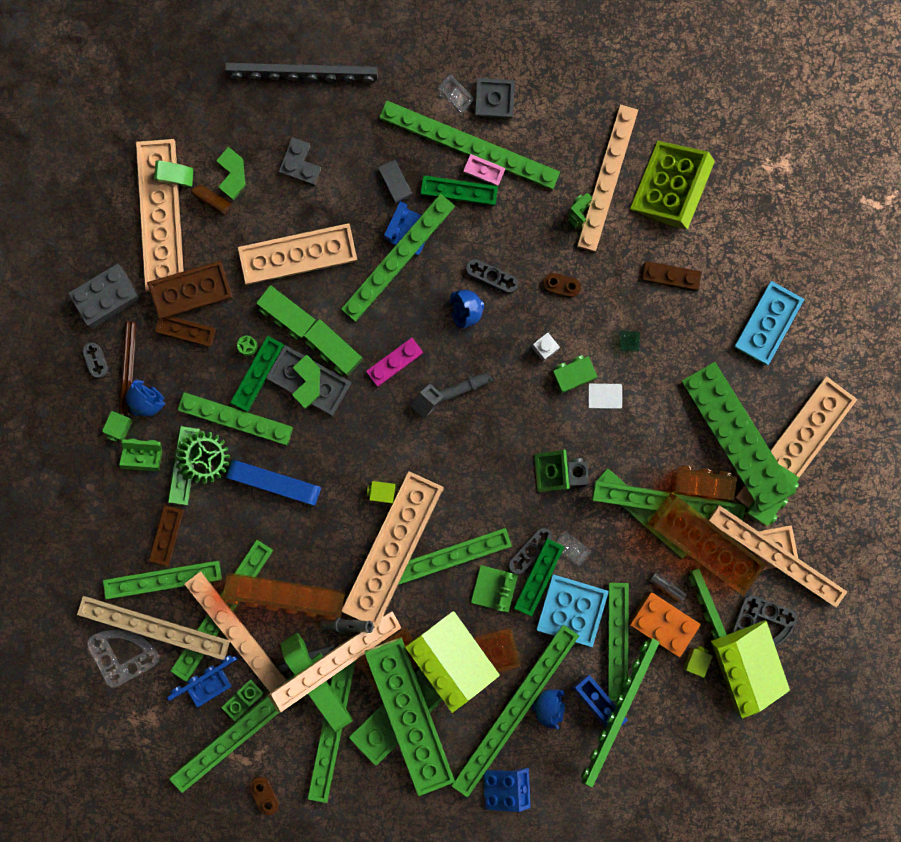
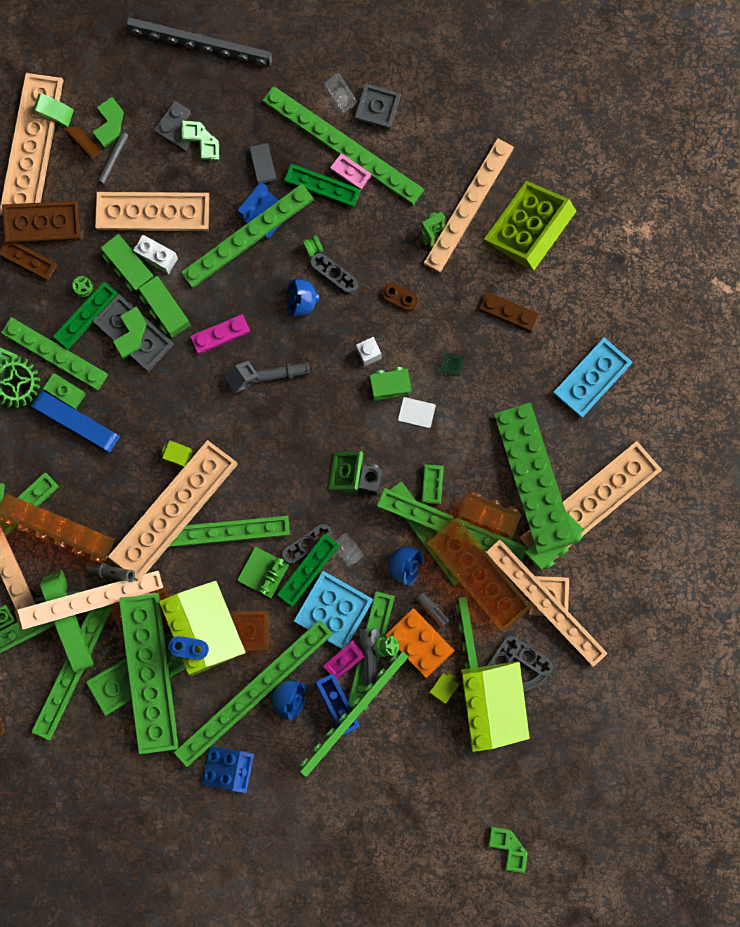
camera: 20 degrees right, 5 degrees down
(244, 208) = (113, 157): none -> dark grey bar
(254, 454) = (64, 391): none -> bright green plate
(311, 297) = (155, 254): none -> white brick
(336, 174) = (197, 133): none -> tile
(446, 685) = (188, 648): none -> blue plate
(464, 253) = (312, 245): none -> bright green wheel
(595, 657) = (344, 659): none -> dark pink plate
(617, 637) = (369, 654): none -> dark grey piece
(631, 549) = (404, 564): none -> blue cylinder
(635, 636) = (386, 646): none -> bright green wheel
(638, 464) = (432, 484): none -> bright green plate
(803, 805) = (516, 853): none -> bright green tile

